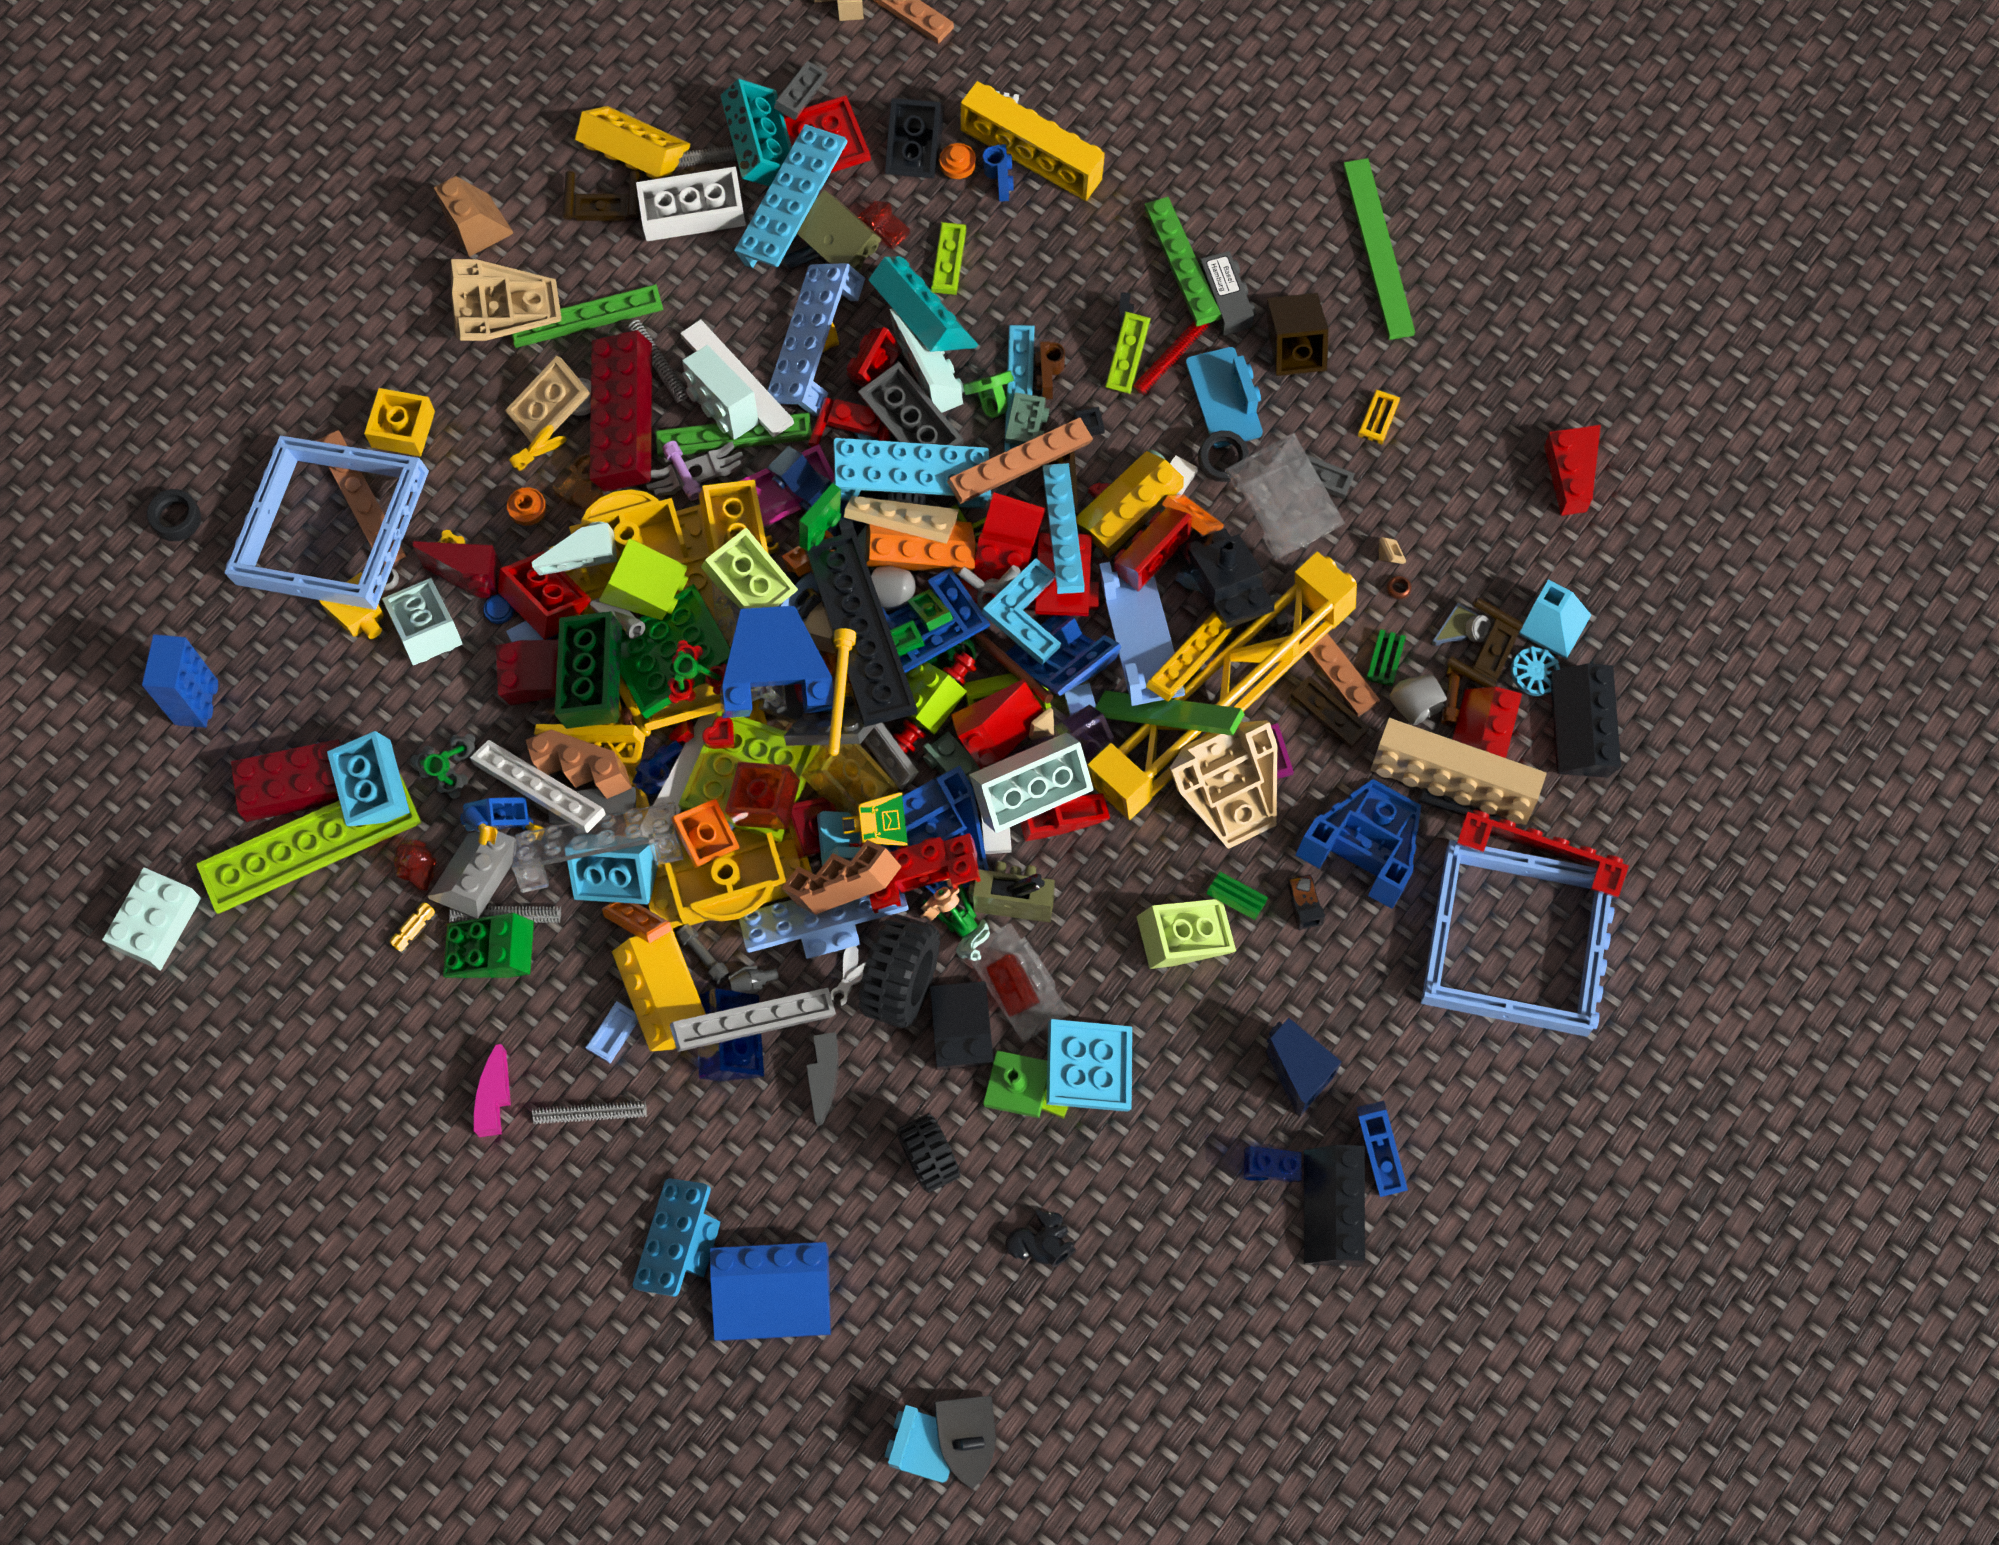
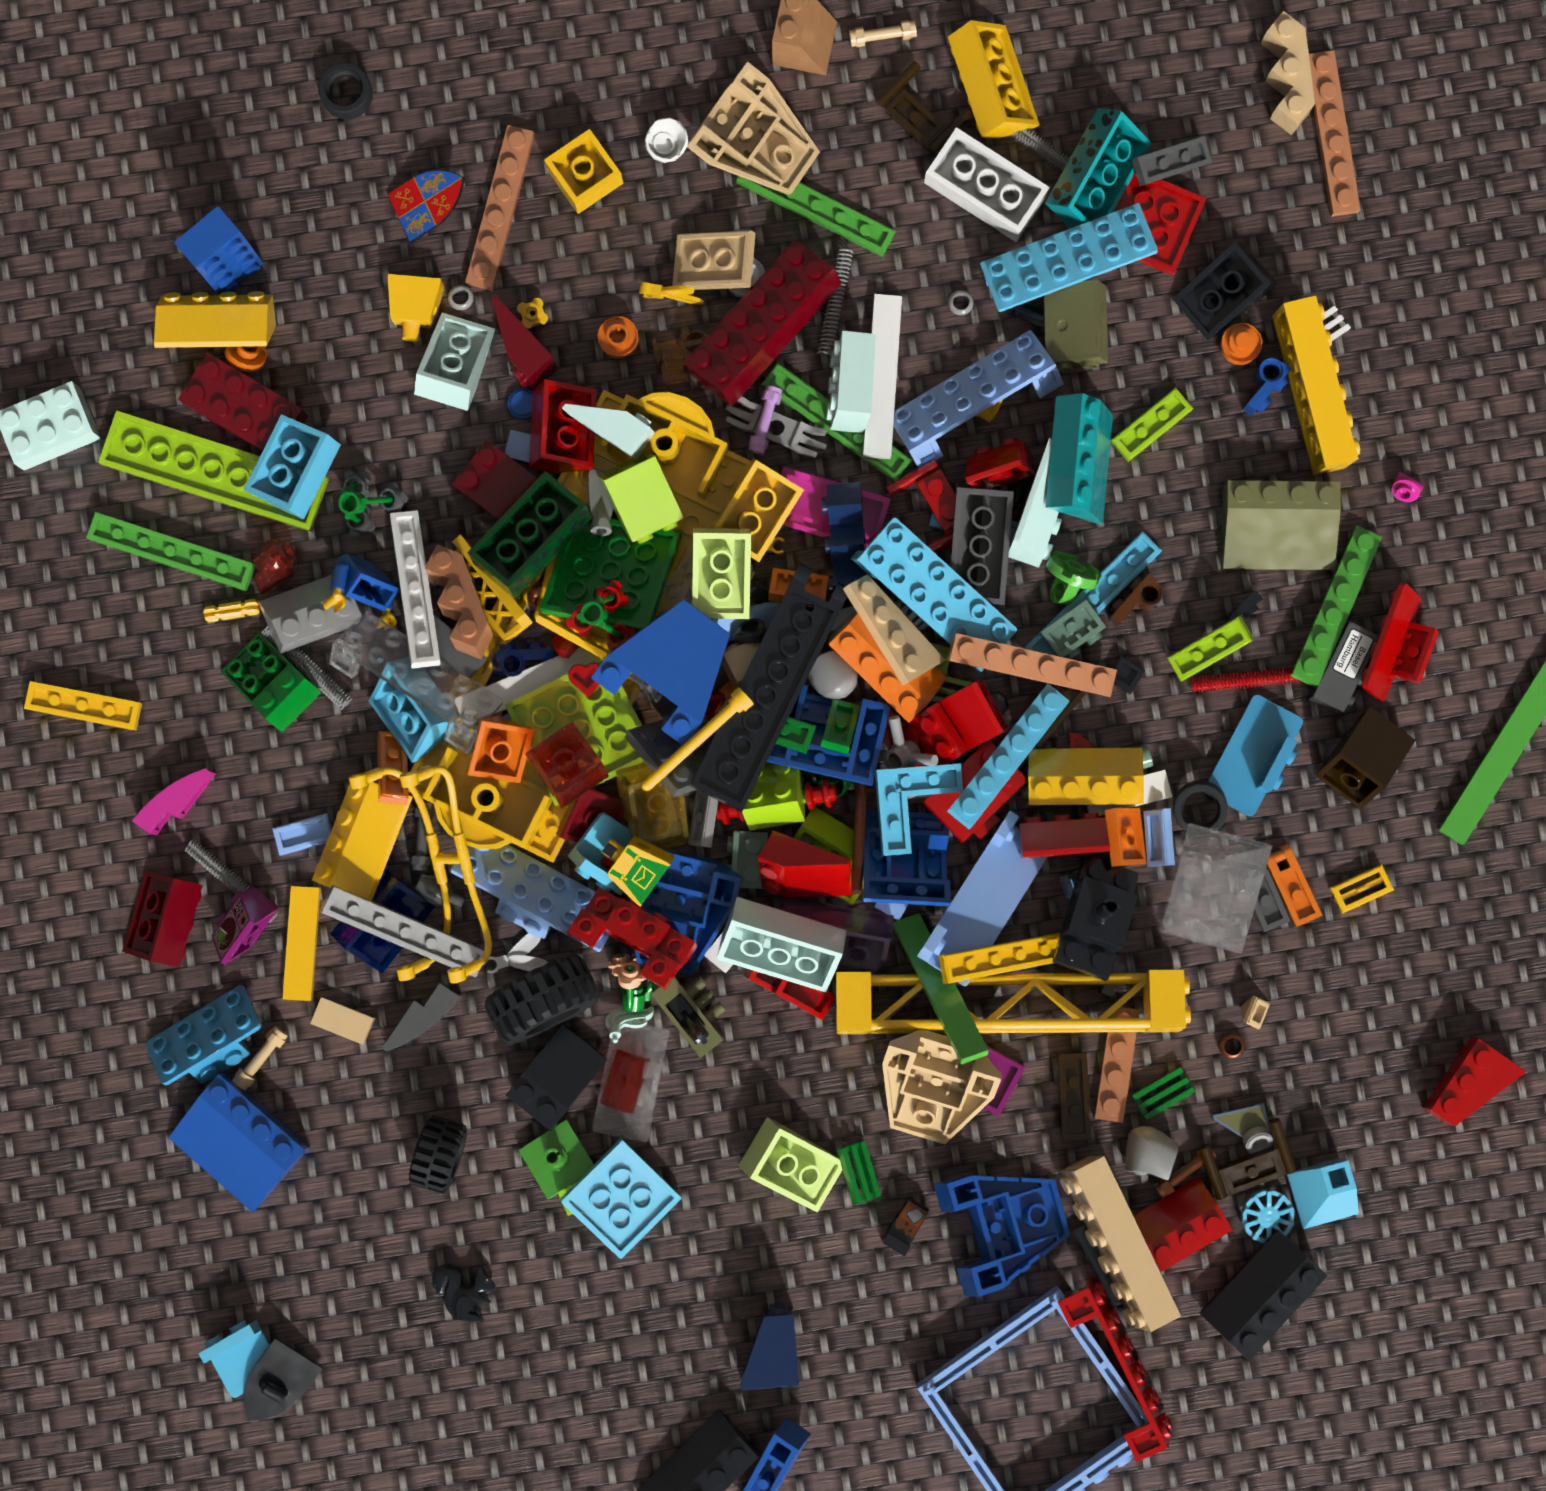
camera: 45 degrees right, 15 degrees up
(216, 736) = (214, 320): none -> yellow slope
(260, 742) = (246, 357): none -> orange plate
(267, 499) = (419, 150): light blue window -> none
(302, 535) = (426, 201): none -> shield
(327, 925) = (171, 551): none -> bright green plate
(359, 1090) = (83, 705): none -> yellow plate
(440, 356) = (666, 140): none -> white hair
(514, 190) = (906, 29): none -> tan bar
(561, 1183) = (162, 918): none -> dark red slope
(627, 1127) = (242, 924): none -> magenta slope
(684, 1109) = (301, 943): none -> yellow tile
(728, 1192) = (244, 1077): none -> tan bar
(730, 949) = (462, 857): none -> yellow bar
(745, 299) = (959, 312): none -> light grey piece
(766, 1134) = (342, 1020): none -> tan tile
(820, 517) = (827, 578): green plate -> none
(842, 880) = (563, 889): nougat brick -> none
(886, 225) = (1128, 344): clear red slope -> none
(1042, 725) = (838, 902): tan slope -> none
(1094, 244) = (1280, 525): none -> slope
(1153, 156) = (1406, 488): none -> dark pink plate
(1215, 499) = (1159, 837): none -> light blue tile
(1251, 247) = (1402, 645): none -> red bracket
(1272, 1164) = (682, 1399): clear blue plate -> none
(1335, 452) = (1293, 887): none -> orange plate

